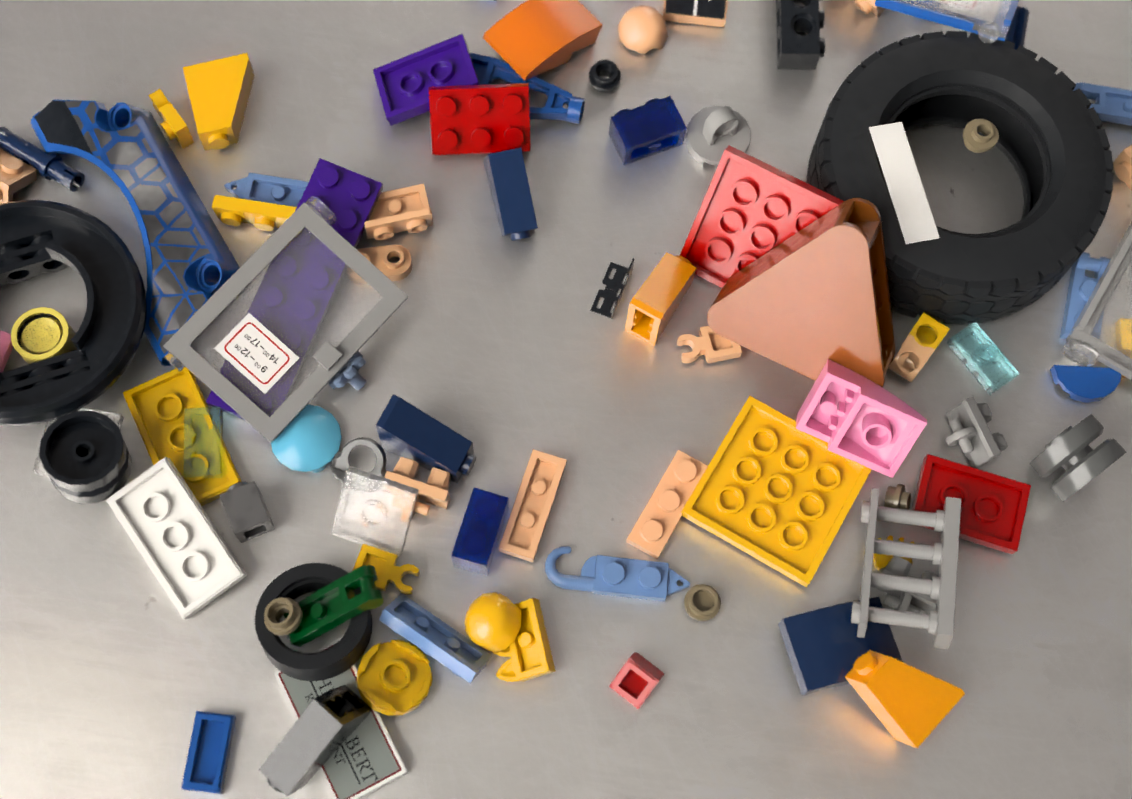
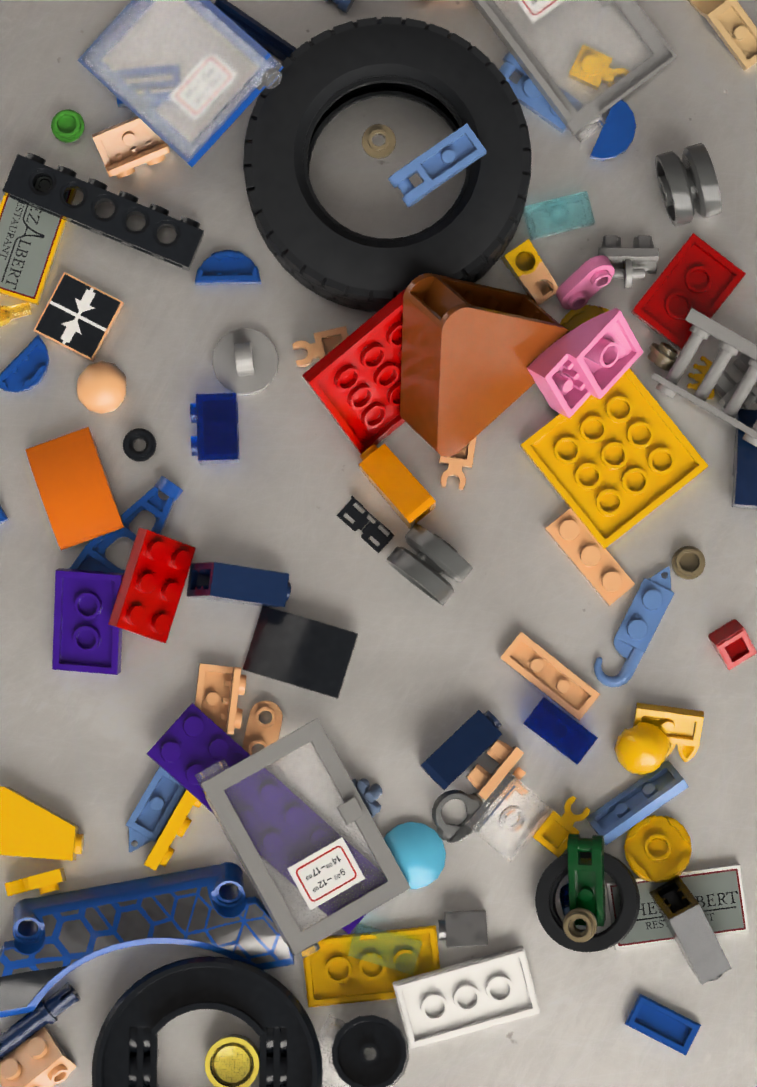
camera: 60 degrees left, 15 degrees up
(467, 271) = (300, 652): none -> black slope
(593, 345) = (433, 559): none -> dark grey wheel
(794, 95) = (227, 268): none -> blue tile
(904, 183) = (395, 231): white sticker -> none
(932, 395) = (585, 282): none -> bright pink plate
(985, 192) = (438, 164): none -> medium blue plate

